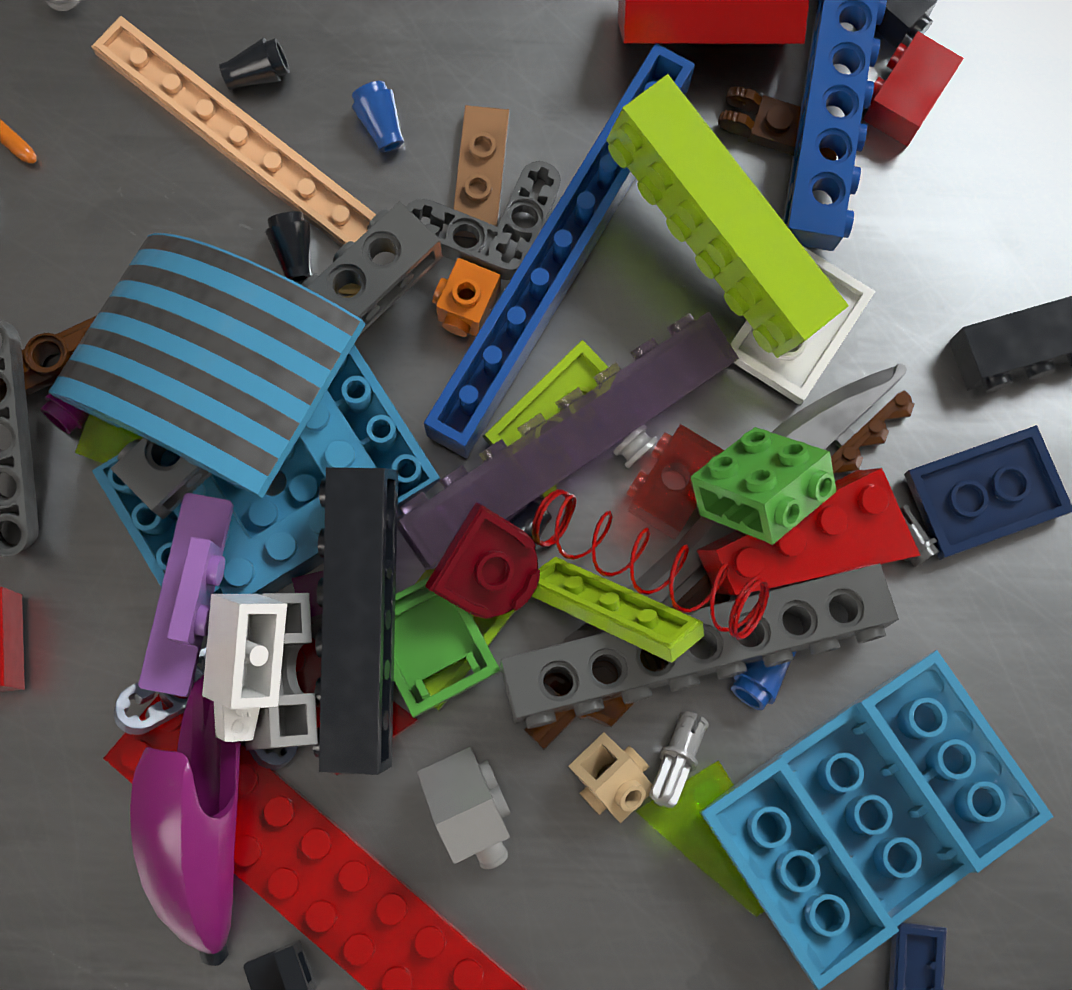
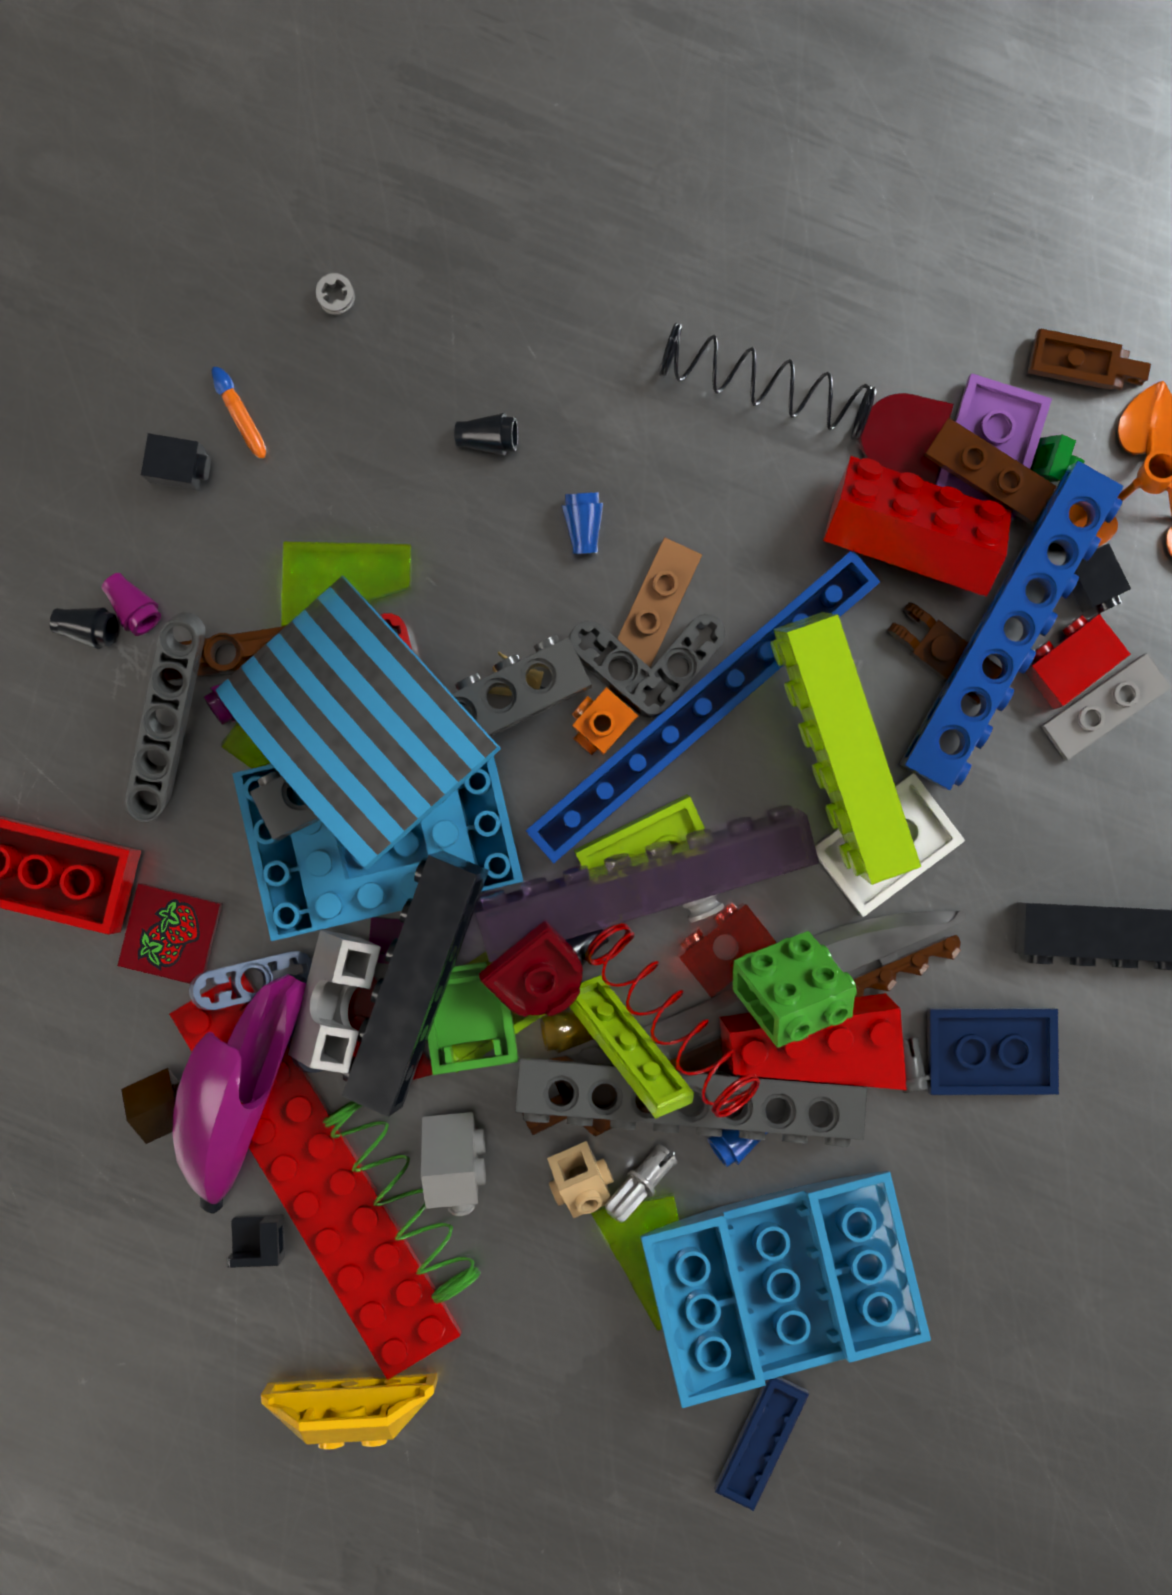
camera: 20 degrees right, 10 degrees up
(77, 671) = (169, 933): none -> dark red tile
(109, 865) = (151, 1105): none -> dark brown brick
(115, 242) = (314, 566): none -> clear neon green wing
(185, 596) = (279, 913): medium lavender bracket -> none
(233, 132) = (452, 496): light nougat tile -> none
(243, 661) = (310, 990): white hinge -> none
(291, 243) = (465, 617): black cone -> none
(521, 940) = (458, 1282): none -> bright green piece
(539, 626) = (563, 1032): none -> clear yellow cone
(957, 125) = (1106, 706): none -> light grey plate

